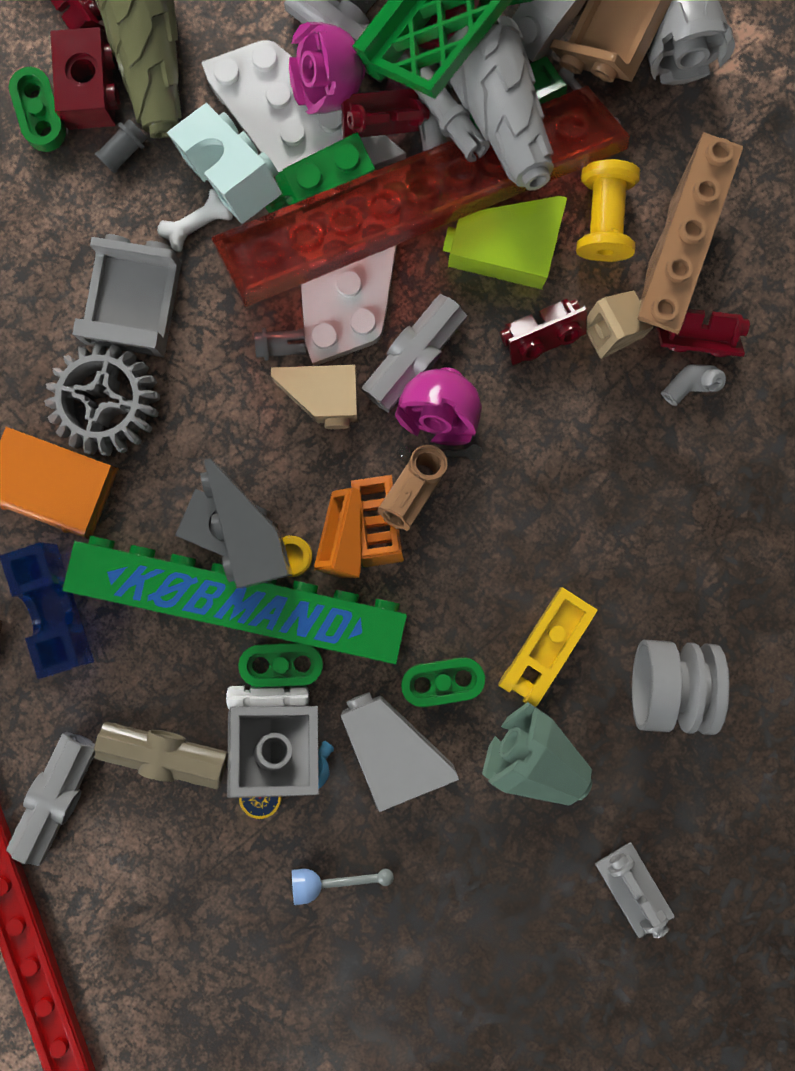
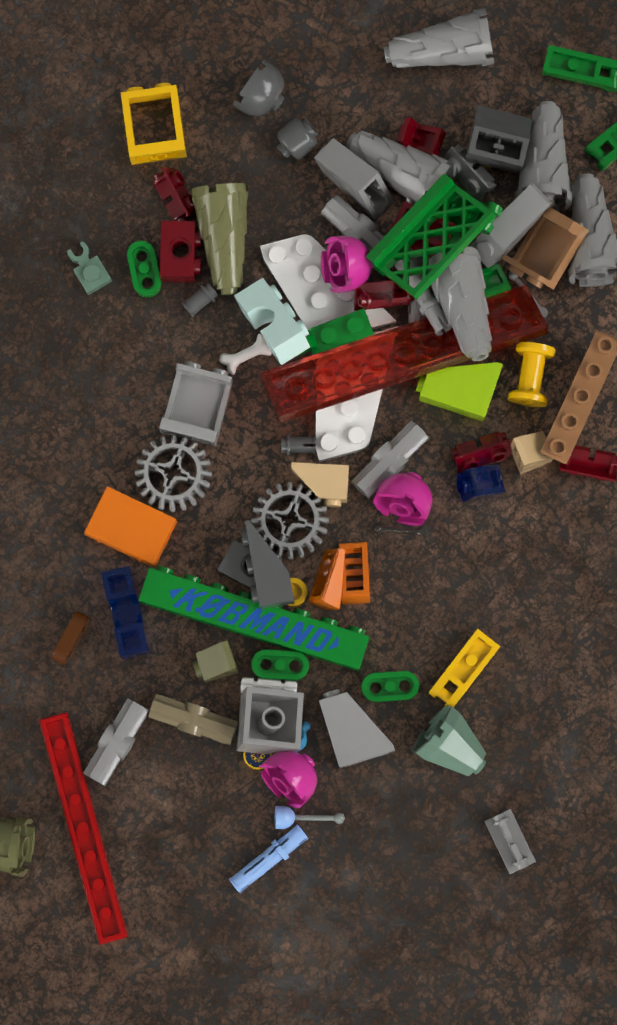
camera: 10 degrees right, 5 degrees down
(186, 670) = (215, 662): none -> olive slope
(280, 433) = (277, 516): none -> light grey gear
(301, 936) = (270, 857): none -> light blue pin
(311, 827) = (290, 775): none -> dark pink cylinder
(413, 488) = (381, 552): medium nougat piece -> none
(546, 375) = (480, 482): none -> clear blue bracket
(679, 687) = (549, 701): light grey wheel -> none
(694, 378) = (582, 493): light grey arm -> none

